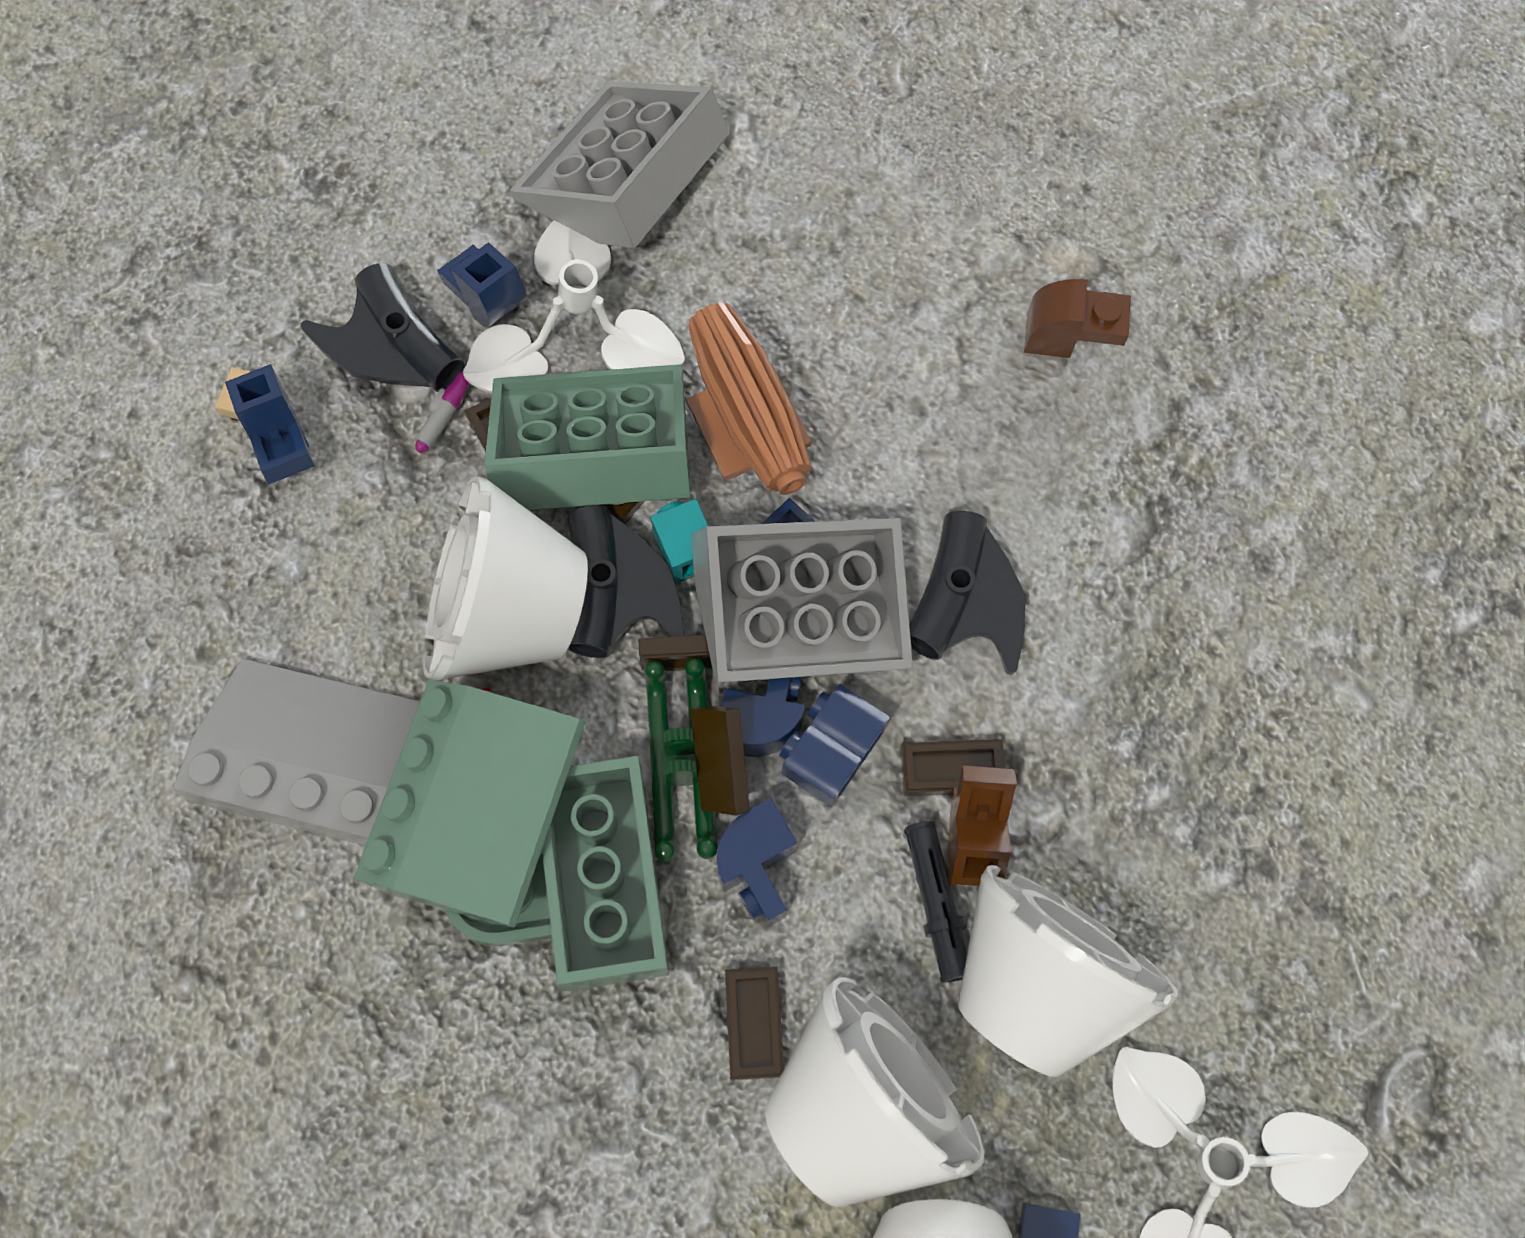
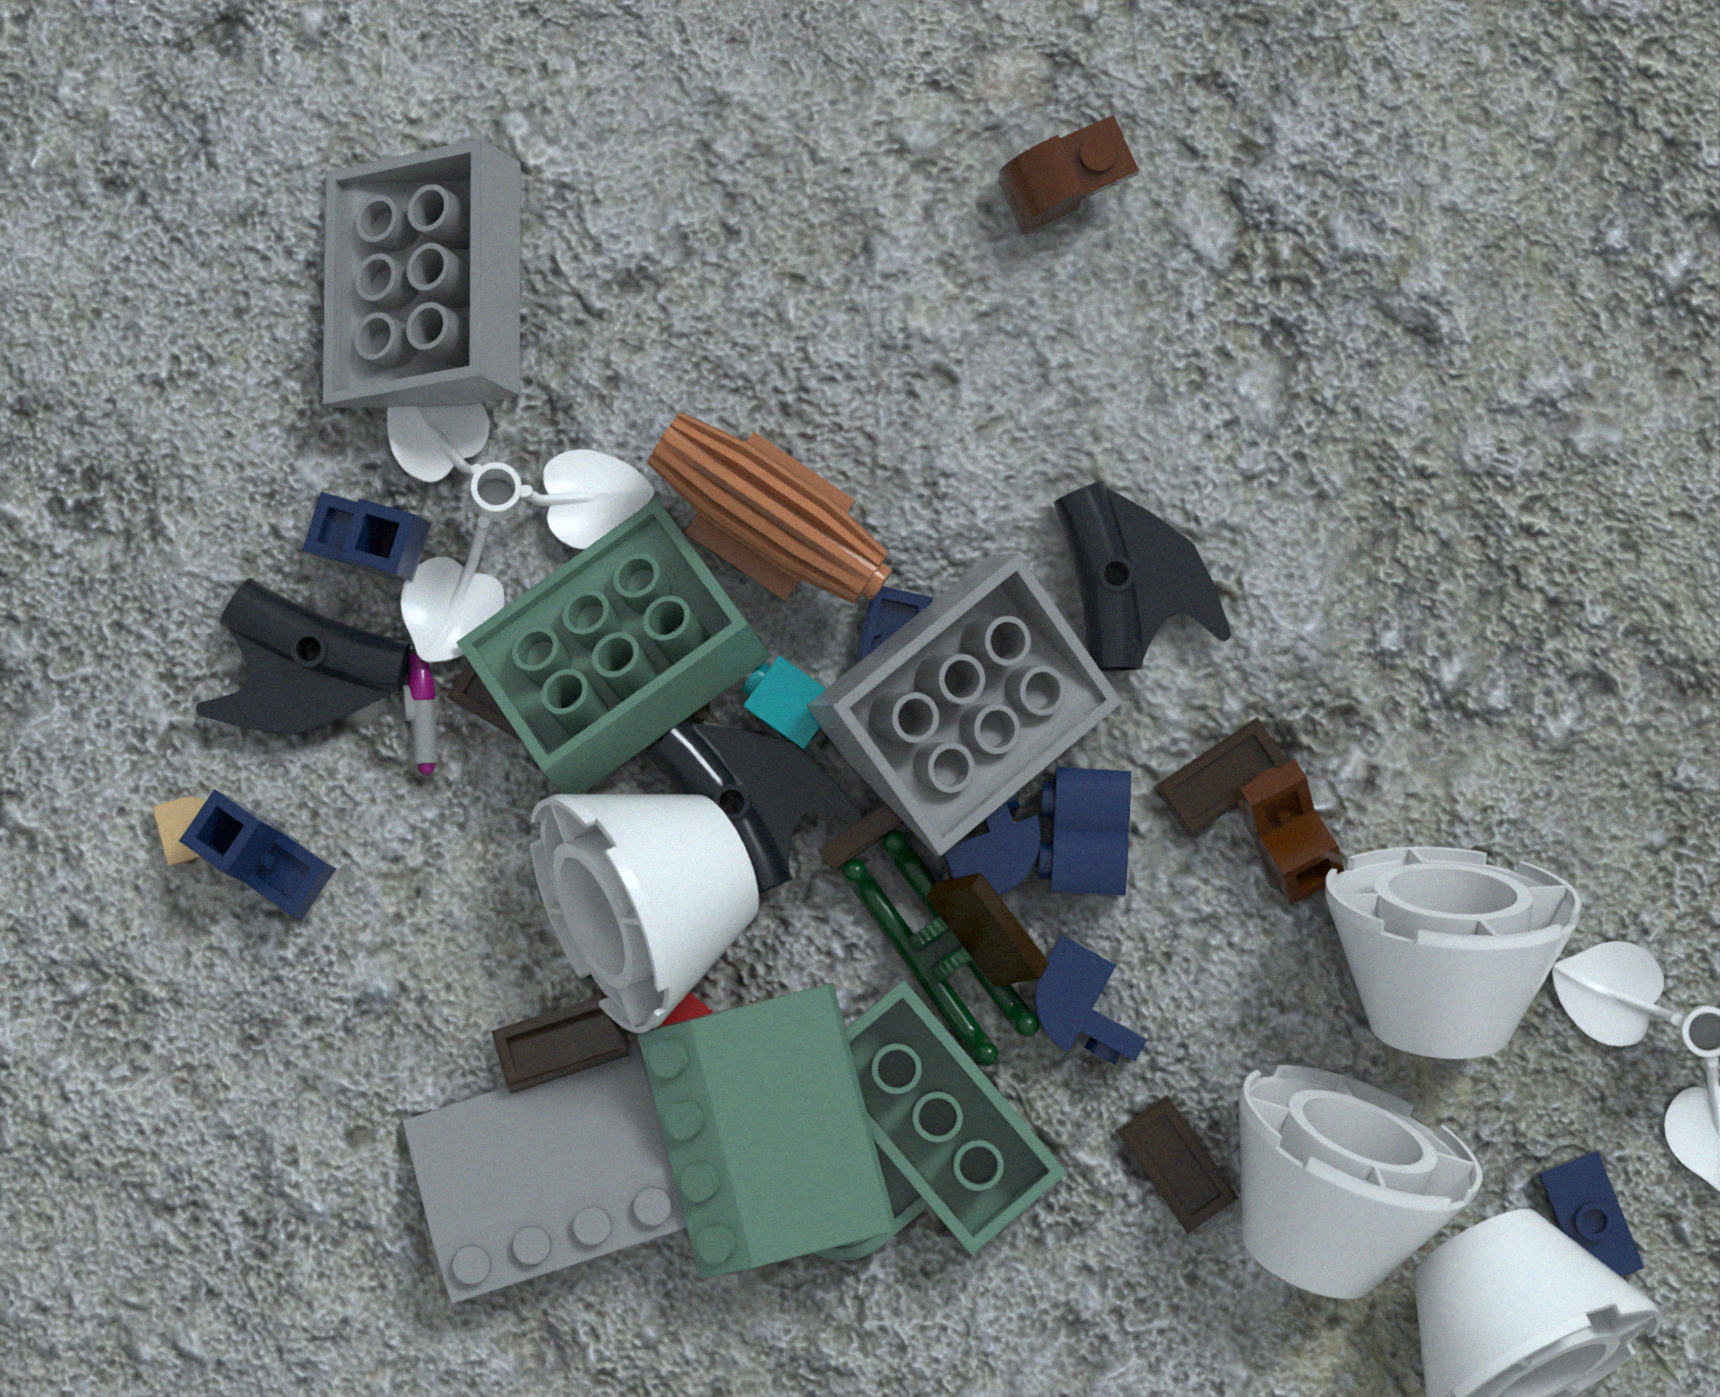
camera: 30 degrees left, 15 degrees up
(377, 670) = (558, 1044): none -> dark brown tile
(942, 918) = (1288, 930): black pin -> none

